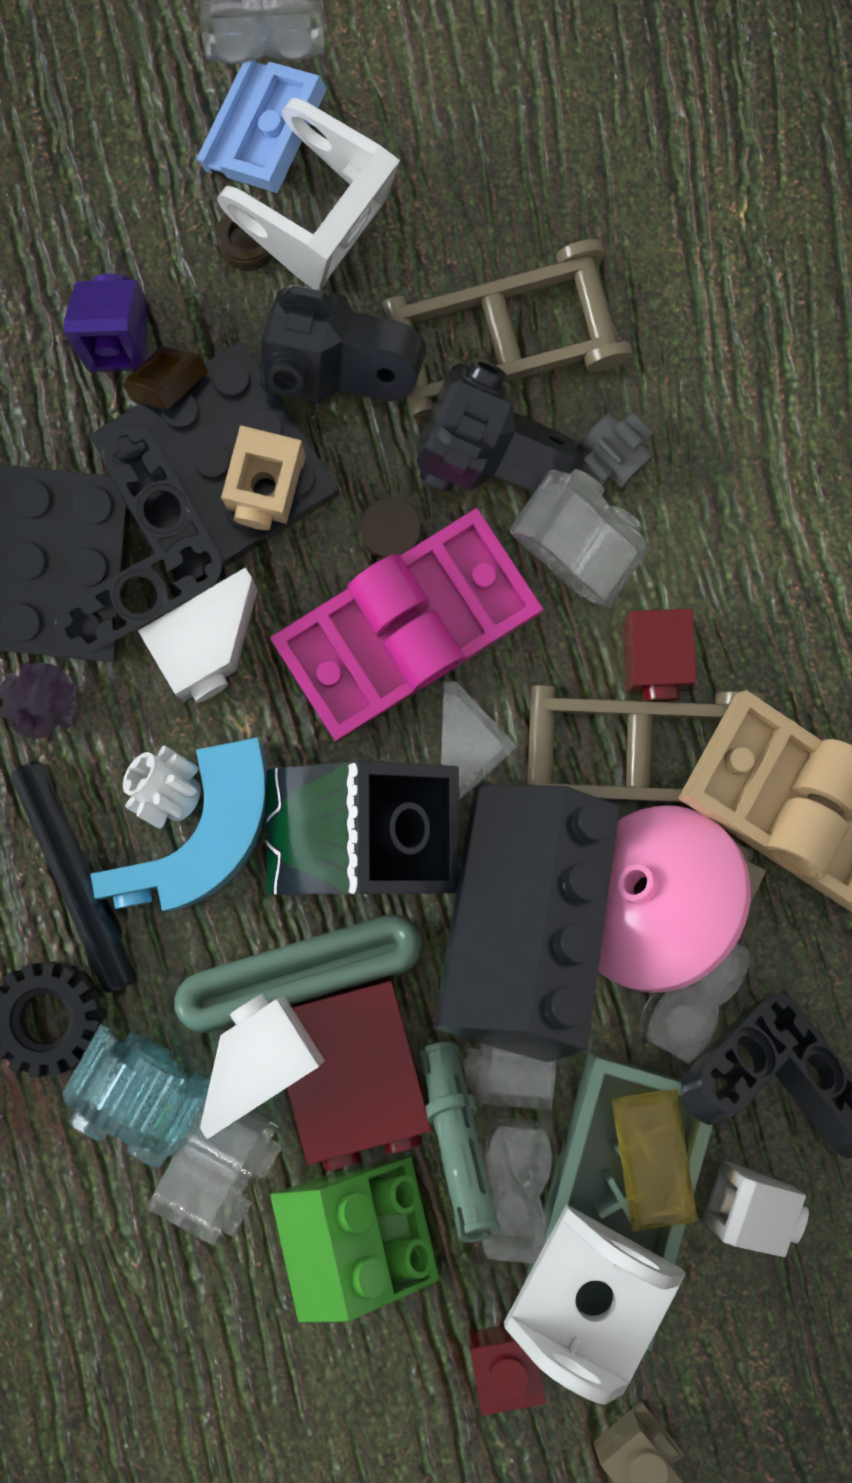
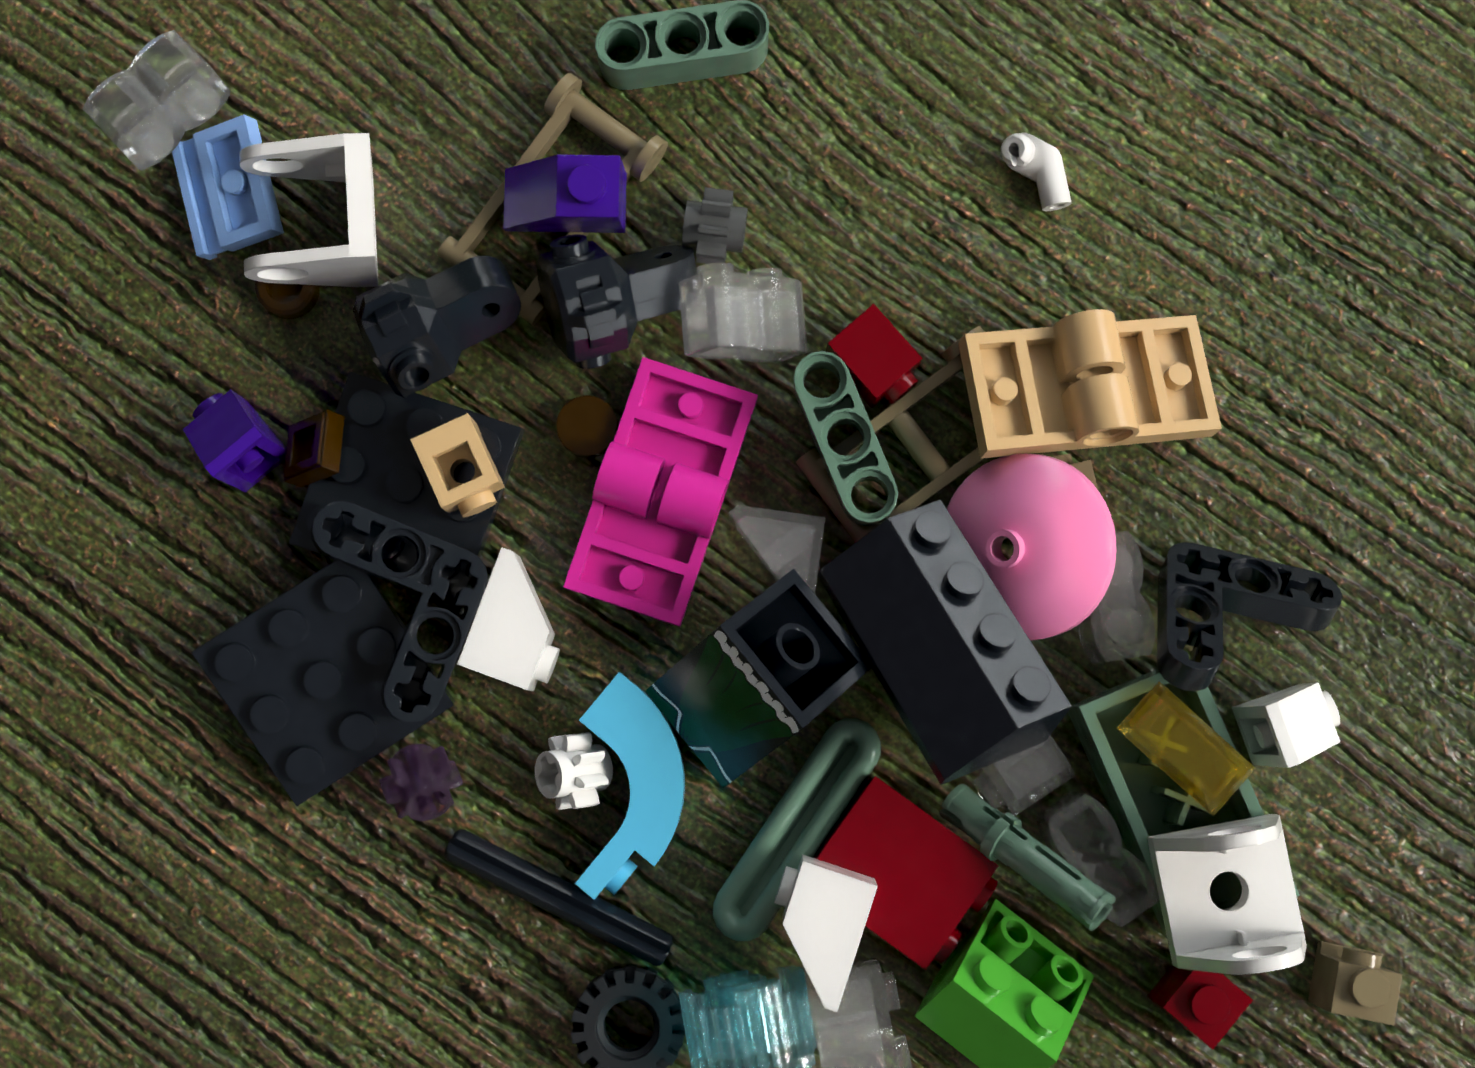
camera: 40 degrees left, 0 degrees up
(519, 333) = (566, 195): none -> dark purple slope
(588, 668) = (845, 408): none -> sand green beam
(695, 261) = (704, 24): none -> sand green beam

